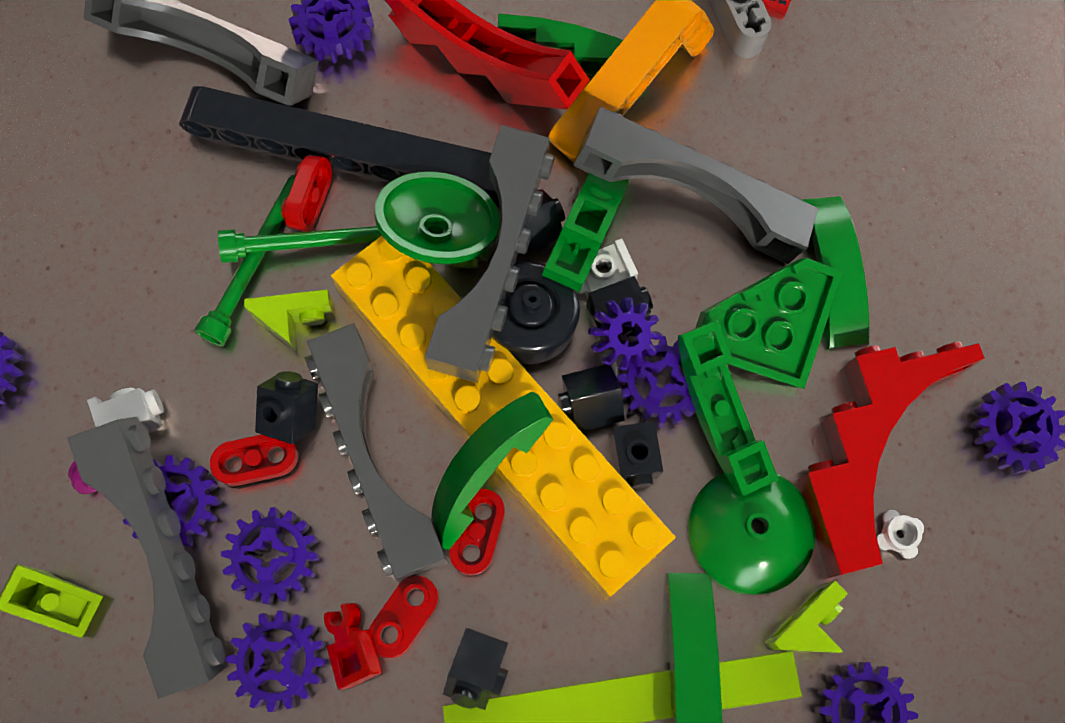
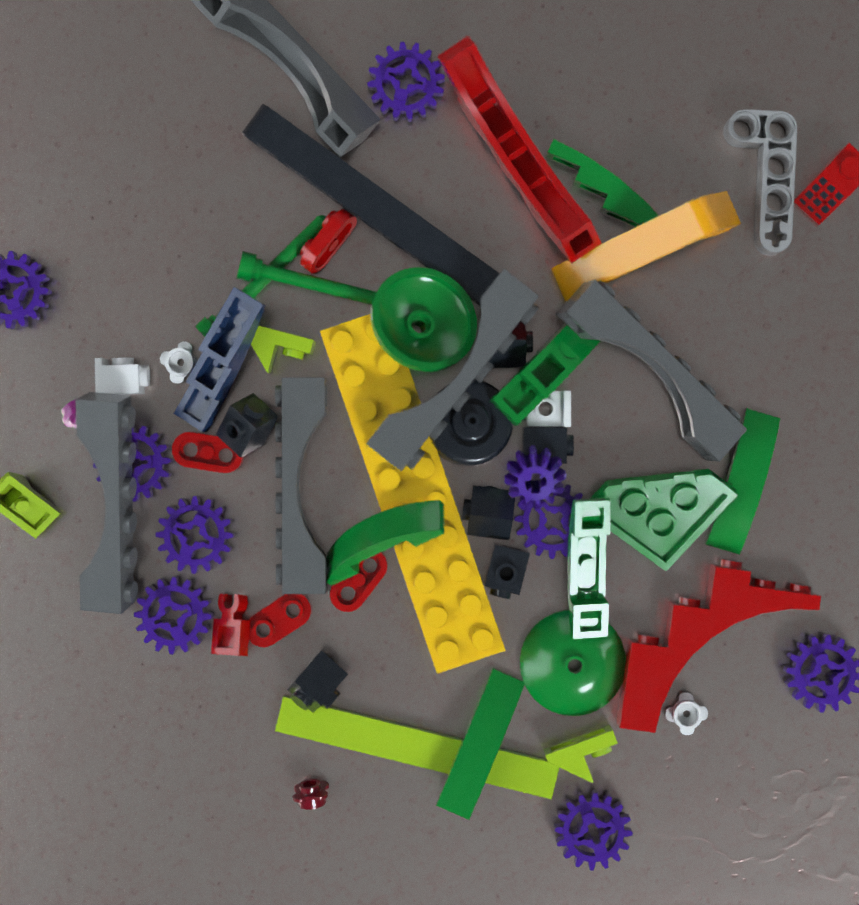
camera: 25 degrees right, 15 degrees up
(191, 364) = (171, 358): none -> white plate
(233, 350) = (220, 360): none -> dark blue slope

